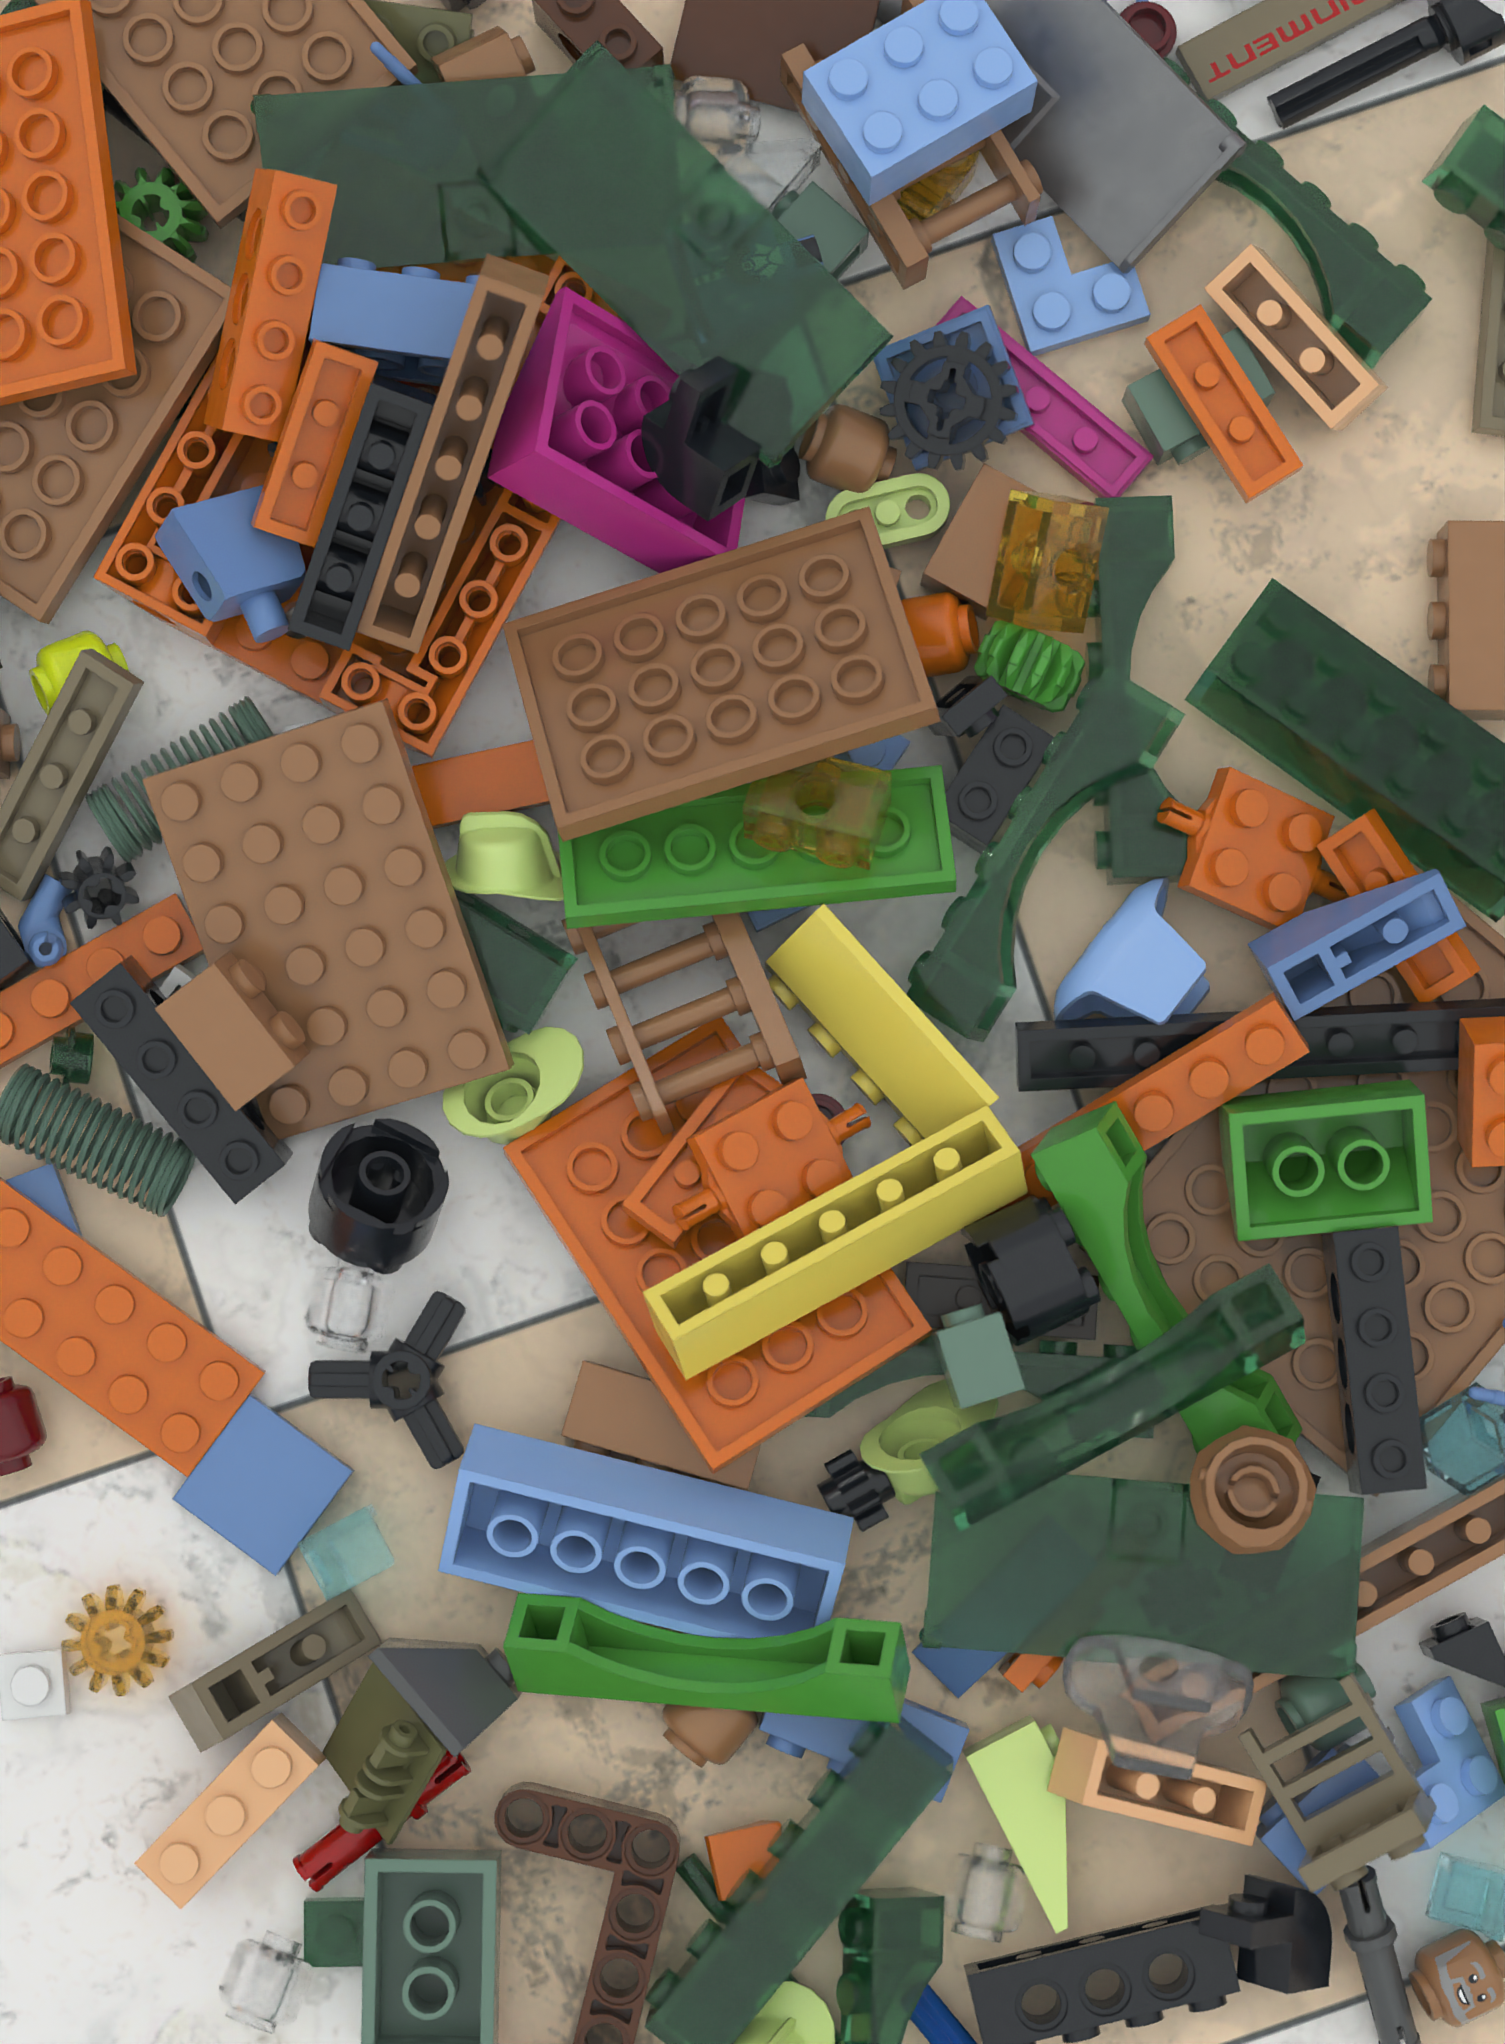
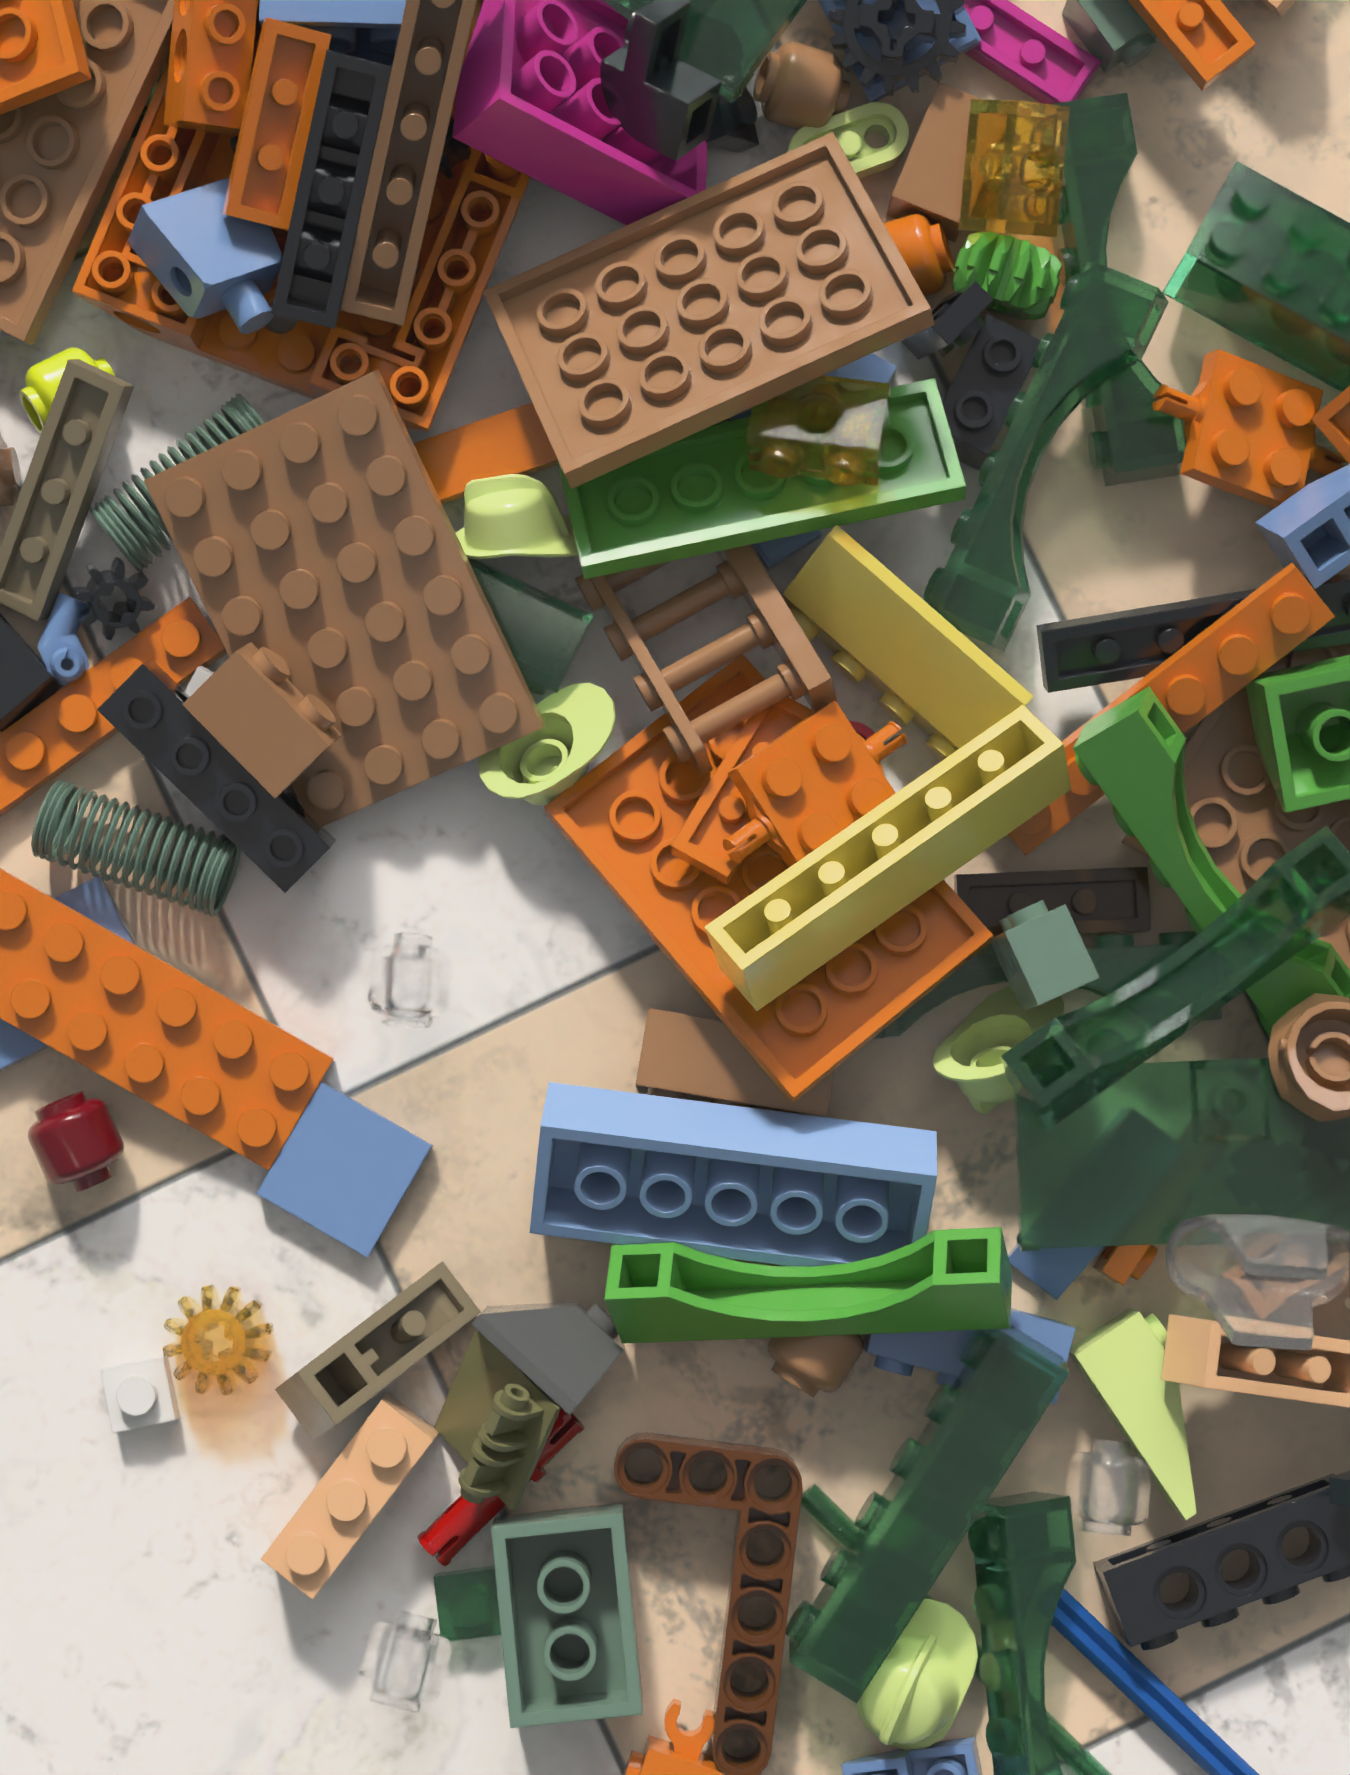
camera: 10 degrees left, 0 degrees up
(72, 1056) = (106, 768): clear green plate -> none
(347, 1552) = (436, 1225): clear light blue panel -> none
(370, 1379) = (437, 1051): black bush -> none
(377, 1194) = (425, 867): black brick -> none
(738, 1850) = (858, 1476): orange slope -> none
(856, 1490) = (933, 1104): black gear -> none
(1028, 1268) = (1082, 860): black brick -> none
(1135, 966) = (1147, 556): light blue piece -> none

